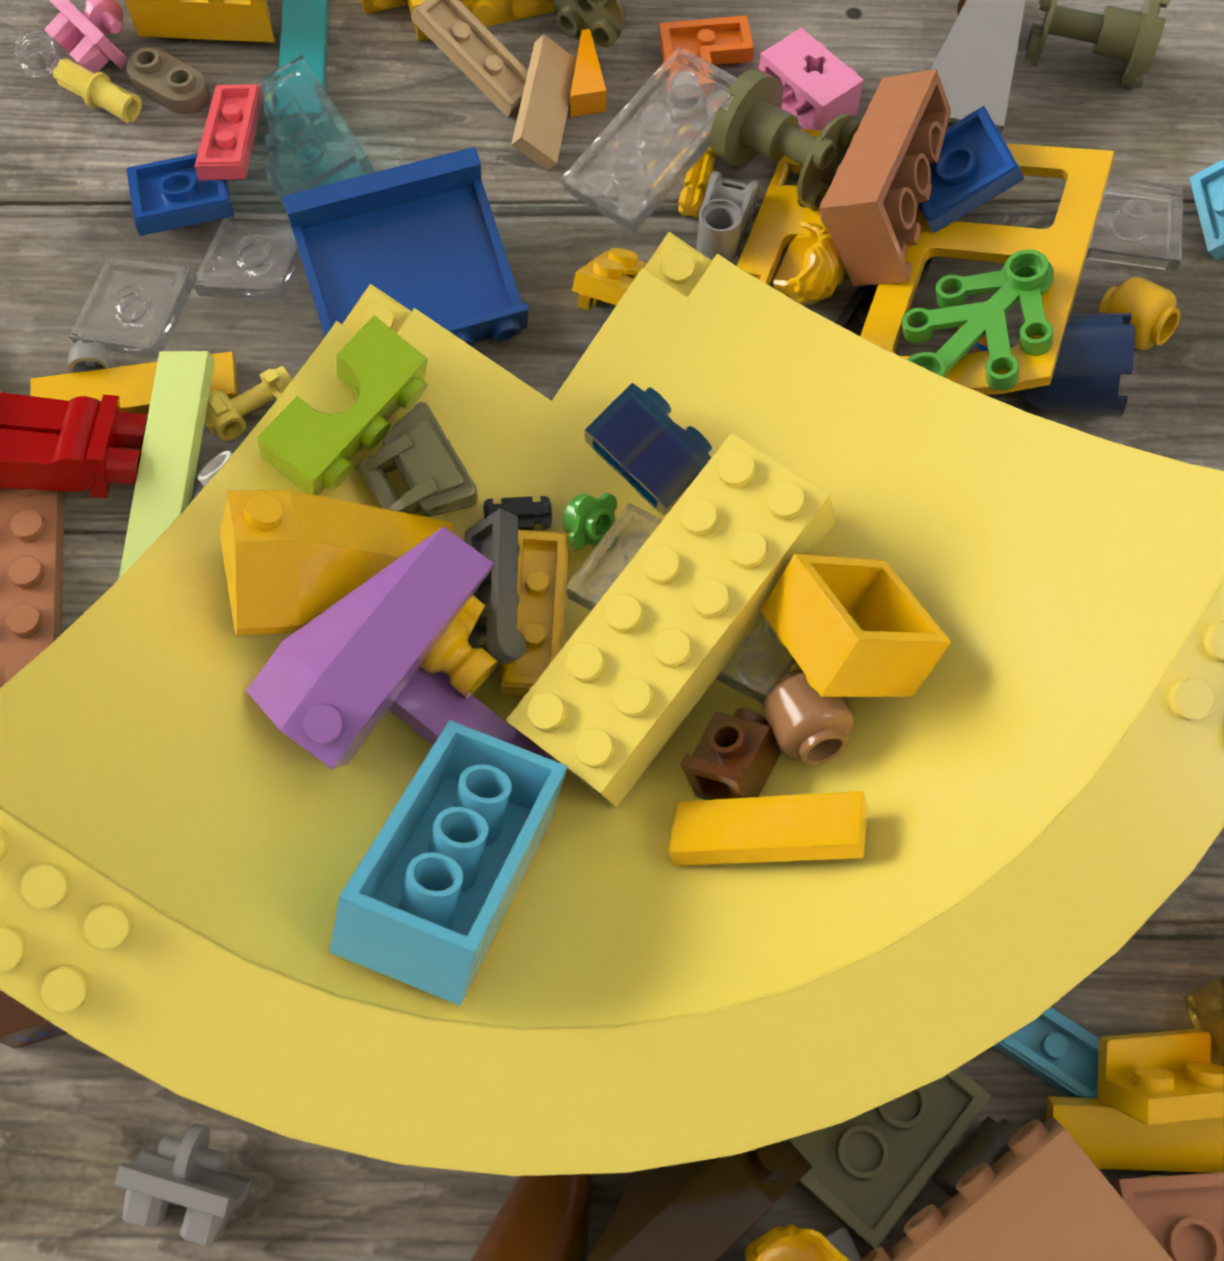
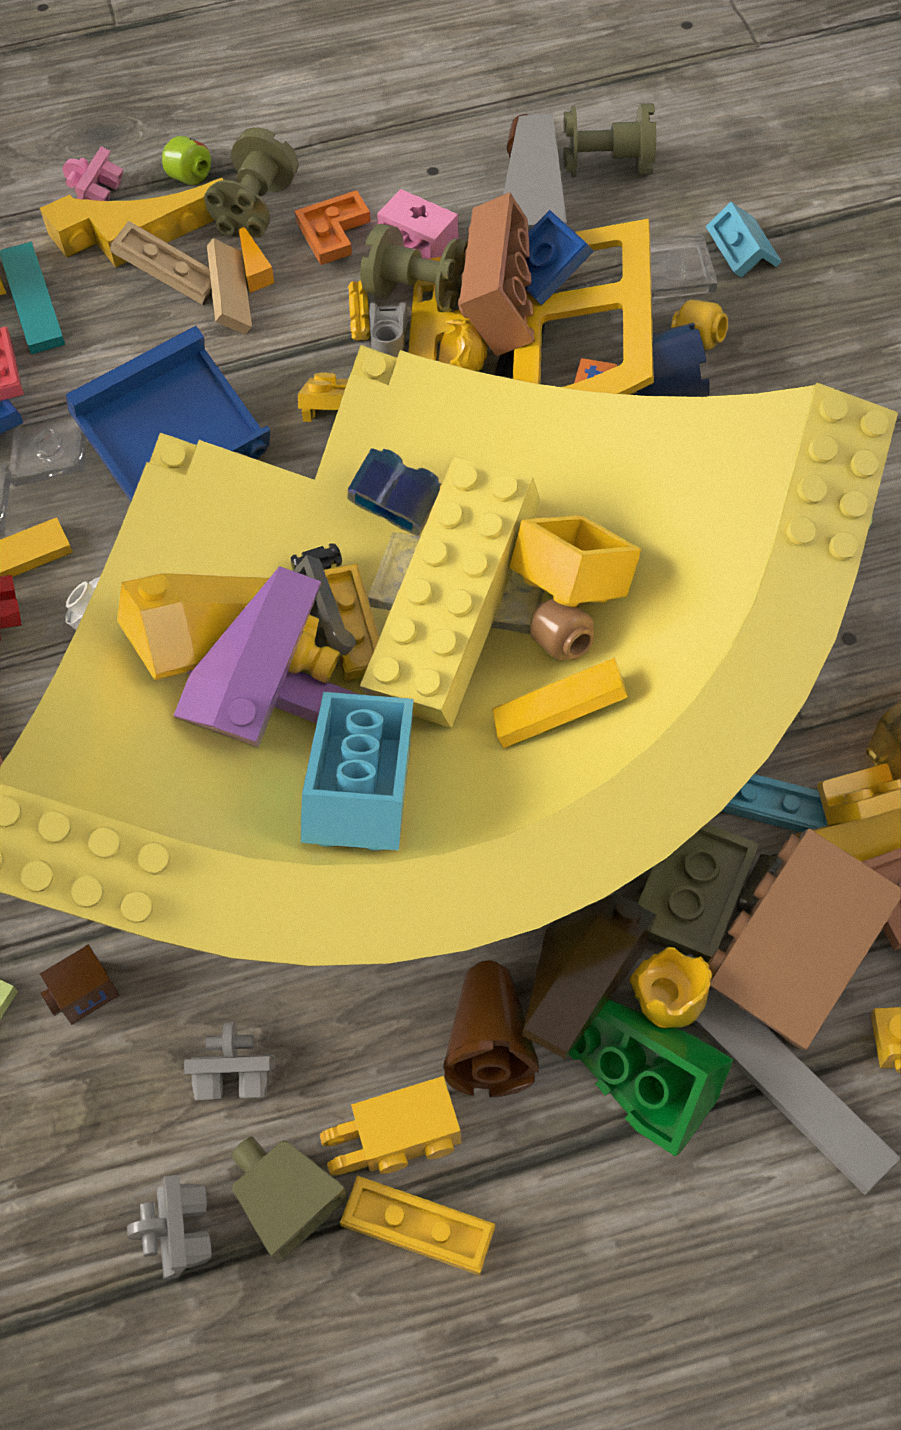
camera: 15 degrees left, 5 degrees down
(168, 448) = (39, 601): yellowish green tile -> none
(226, 415) = (70, 562): light yellow bar -> none
(306, 133) = (60, 350): clear light blue wedge -> none
(317, 446) = (164, 546): lime arch -> none
(426, 464) = (243, 541): olive piece -> none
(589, 519) = (368, 549): bright green plate -> none
(651, 140) = (318, 293): clear plate -> none
(732, 757) = (518, 663): reddish brown brick -> none
(1021, 279) = (613, 317): bright green plant -> none

